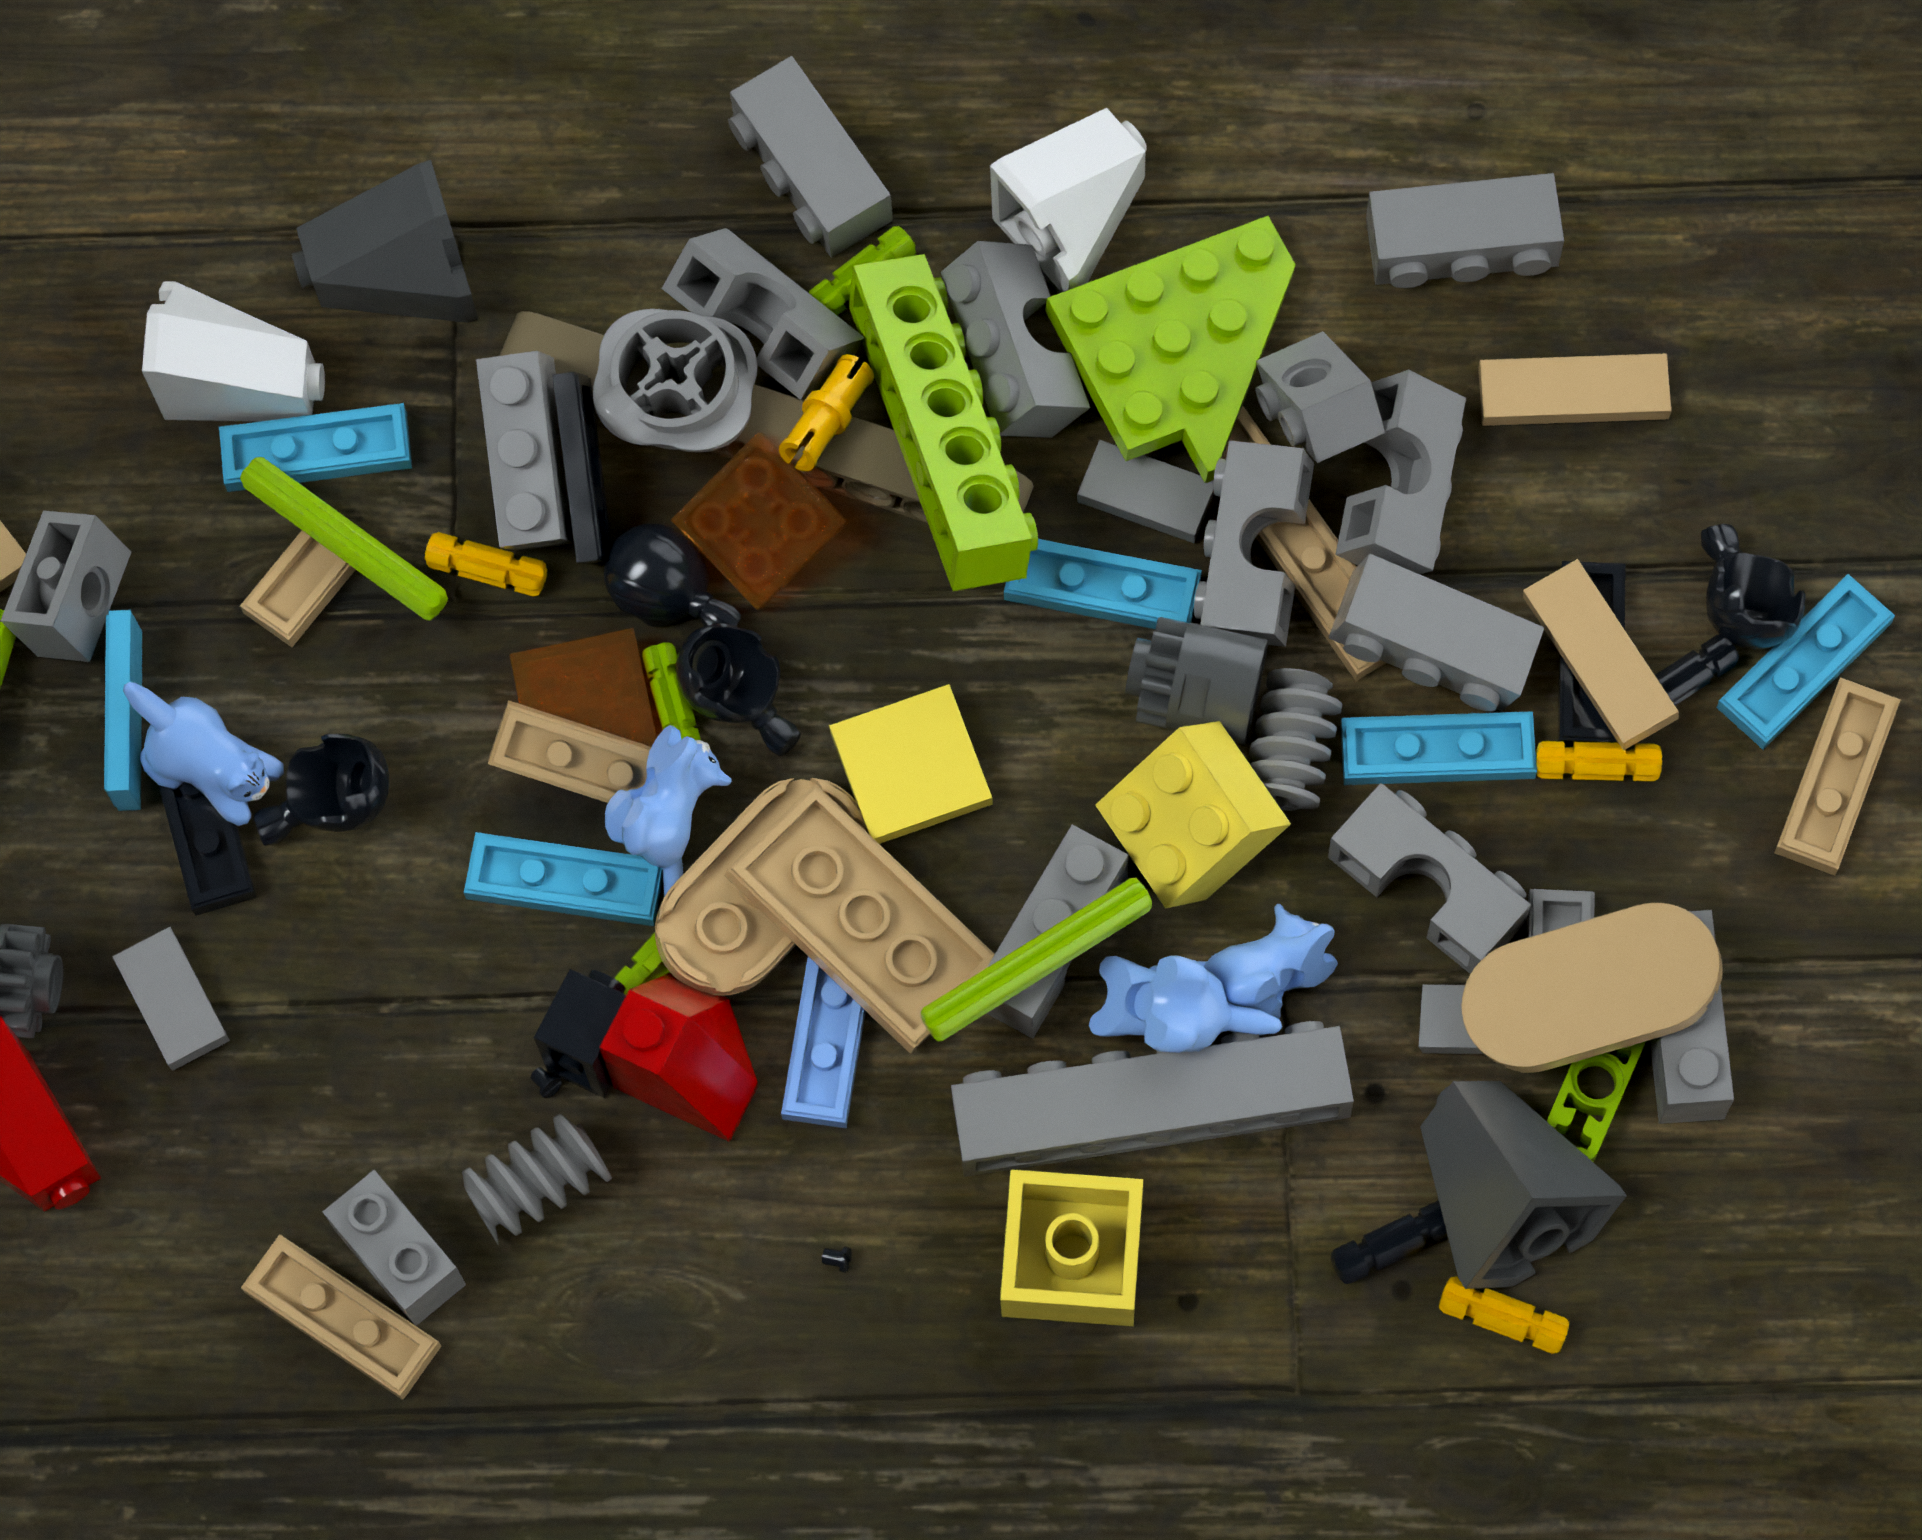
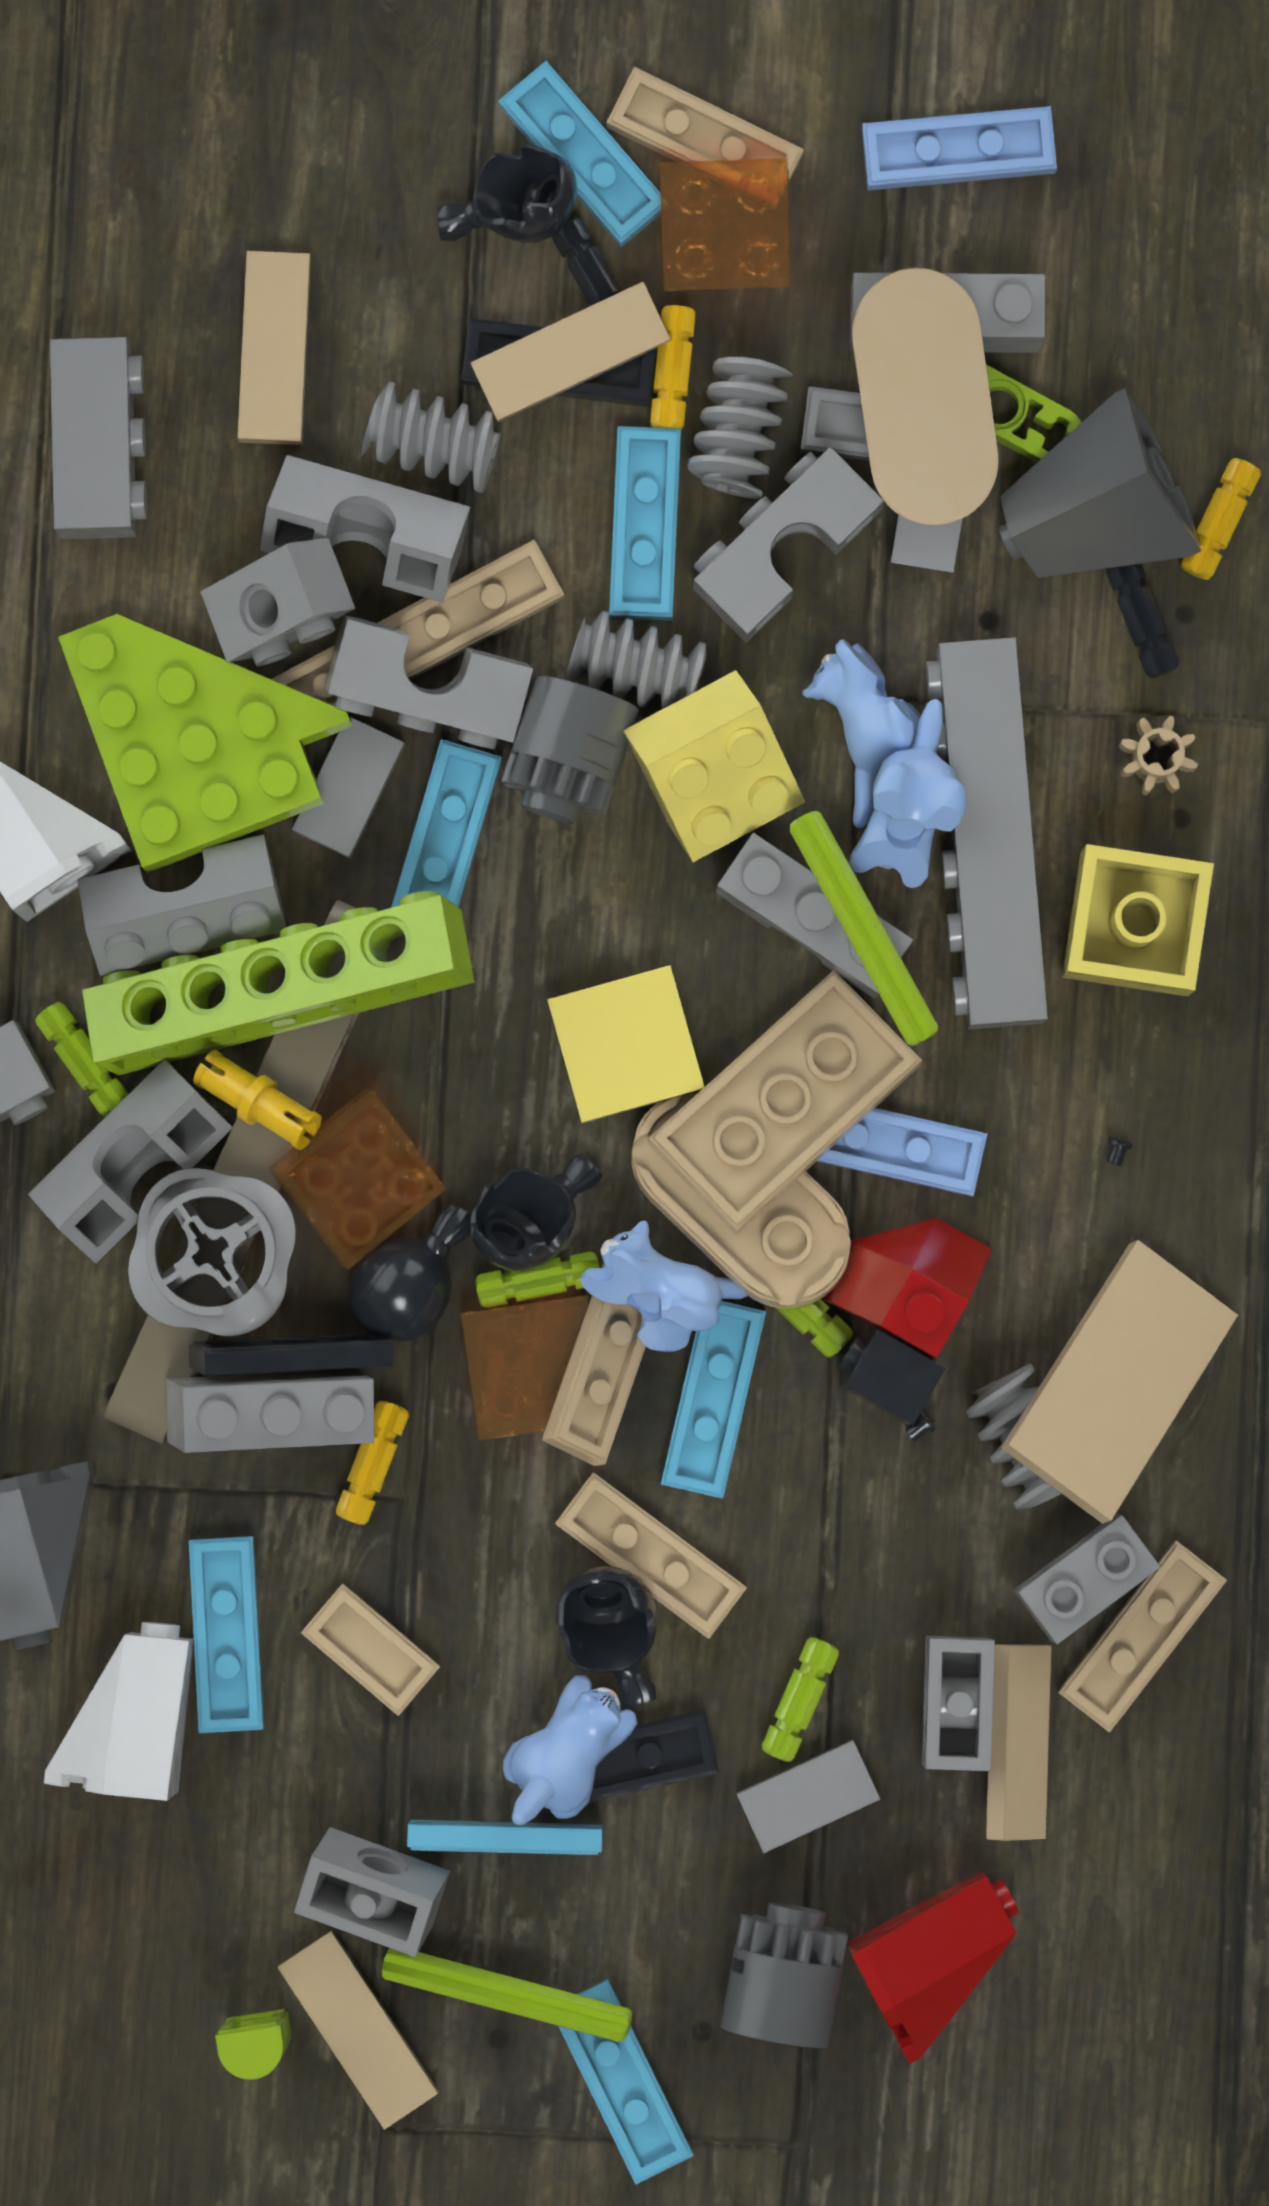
camera: 90 degrees left, 15 degrees up
(227, 1195) = (1019, 1743): none -> tan tile
(263, 1125) = (958, 1703): none -> light grey brick
(266, 983) = (800, 1699): none -> lime axle
(344, 538) = (340, 1605): lime axle -> none
(405, 832) = (641, 1544): none -> tan tile
(595, 1261) = (1119, 1381): none -> tan tile
(1252, 1246) = (1154, 772): none -> tan gear
(1435, 634) = (540, 511): light grey brick -> none
(1495, 533) = (433, 437): none -> light grey piece
(1544, 821) = (737, 425): none -> light grey piece
(1749, 793) = (725, 224): none -> clear orange tile
(1861, 1025) = (959, 148): none -> light blue tile

